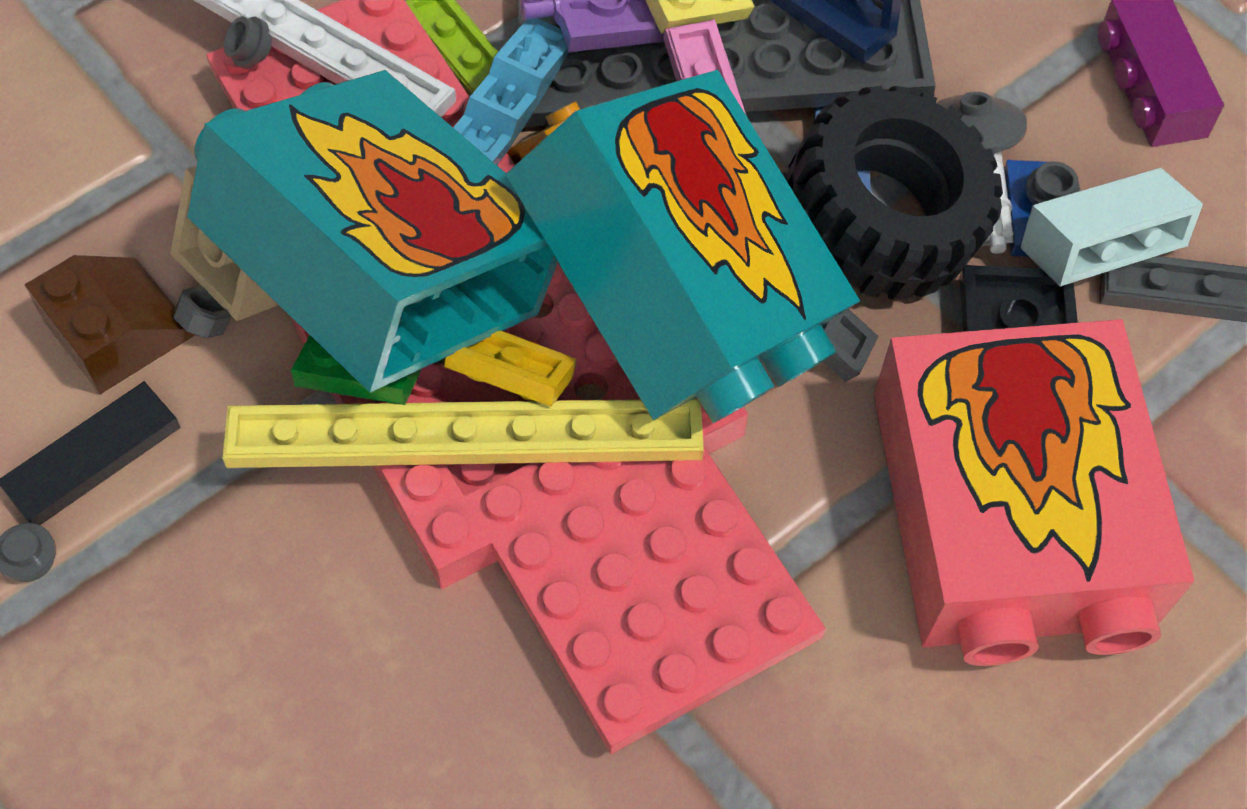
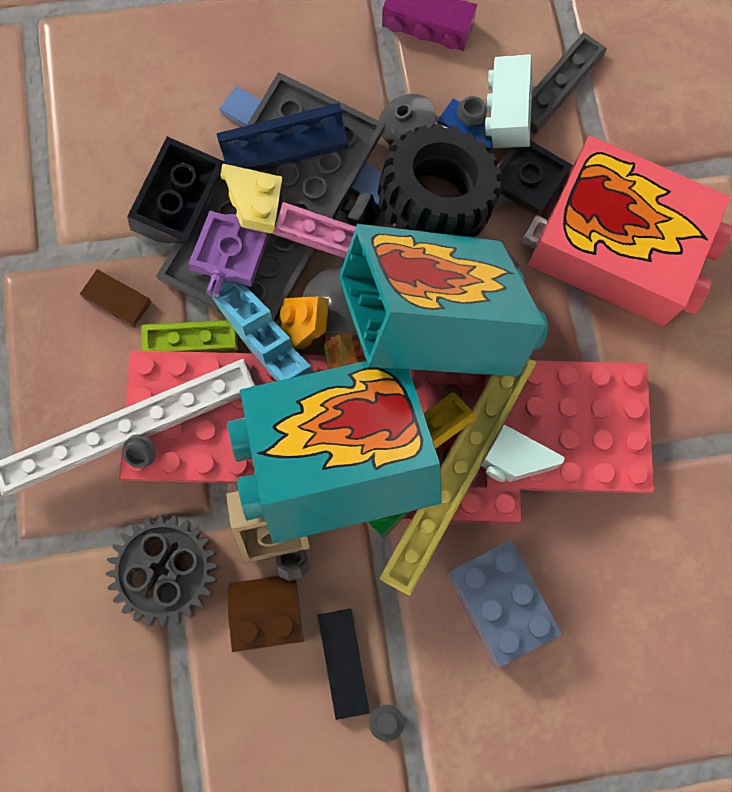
camera: 60 degrees left, 15 degrees up
(106, 169) = (135, 556): none -> dark grey gear
(291, 615) = (504, 604): none -> sand blue brick
(525, 492) = (518, 457): none -> light aqua slope
(783, 133) = (362, 211): none -> black tile

